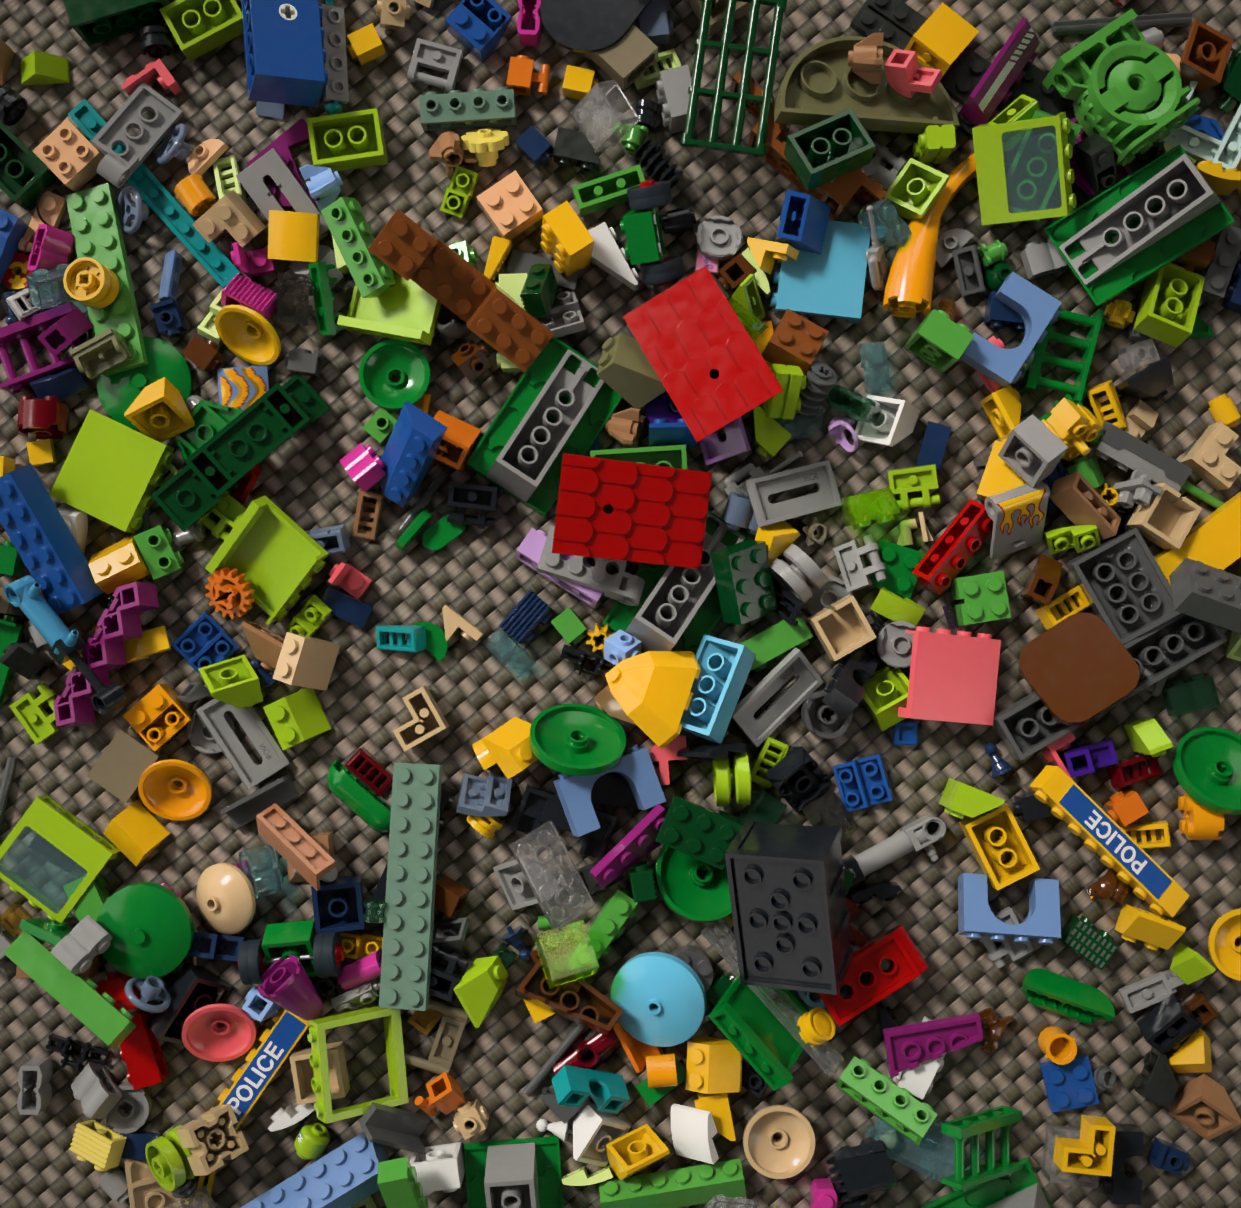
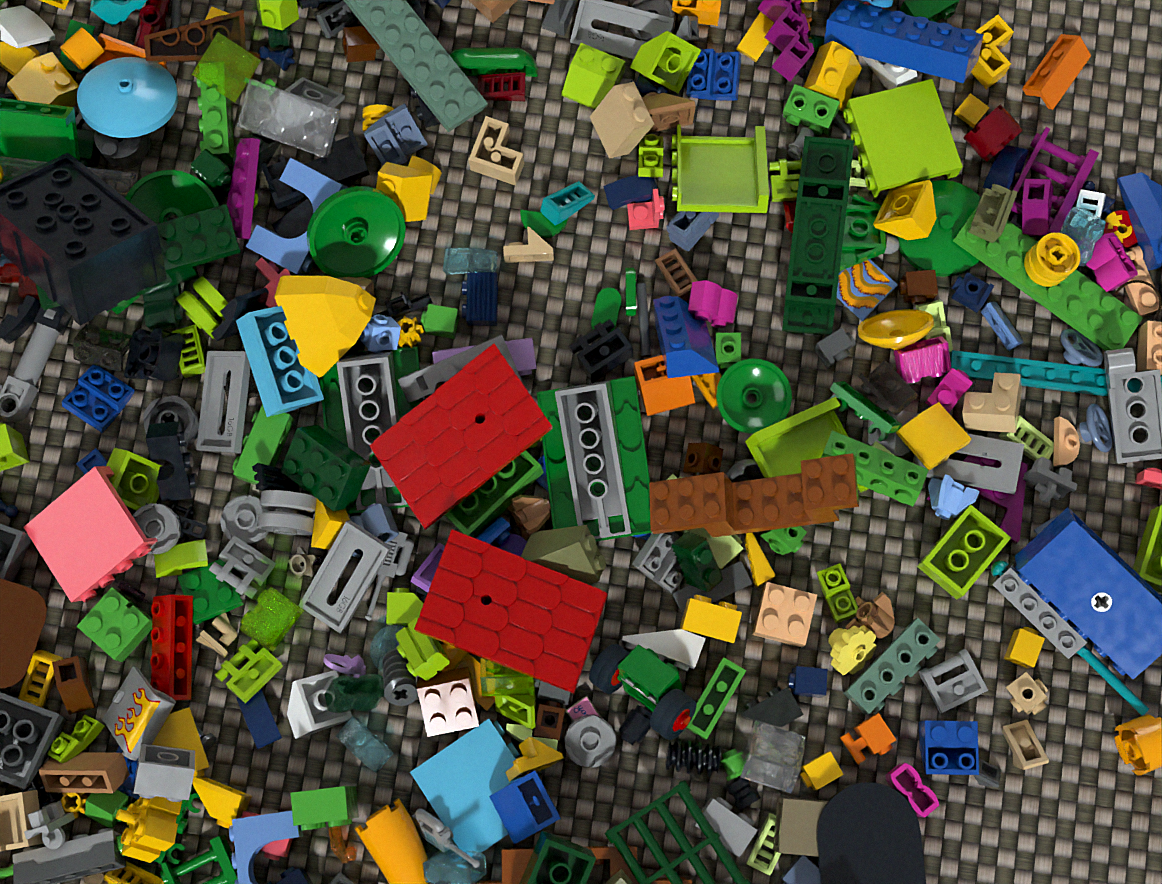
camera: 145 degrees right, 10 degrees down
(195, 194) = (1042, 404): light orange piece -> none
(221, 584) = (729, 125): orange gear -> none
(244, 135) = (1048, 483): none -> light grey hips
(841, 628) = (214, 498): tan piece -> none

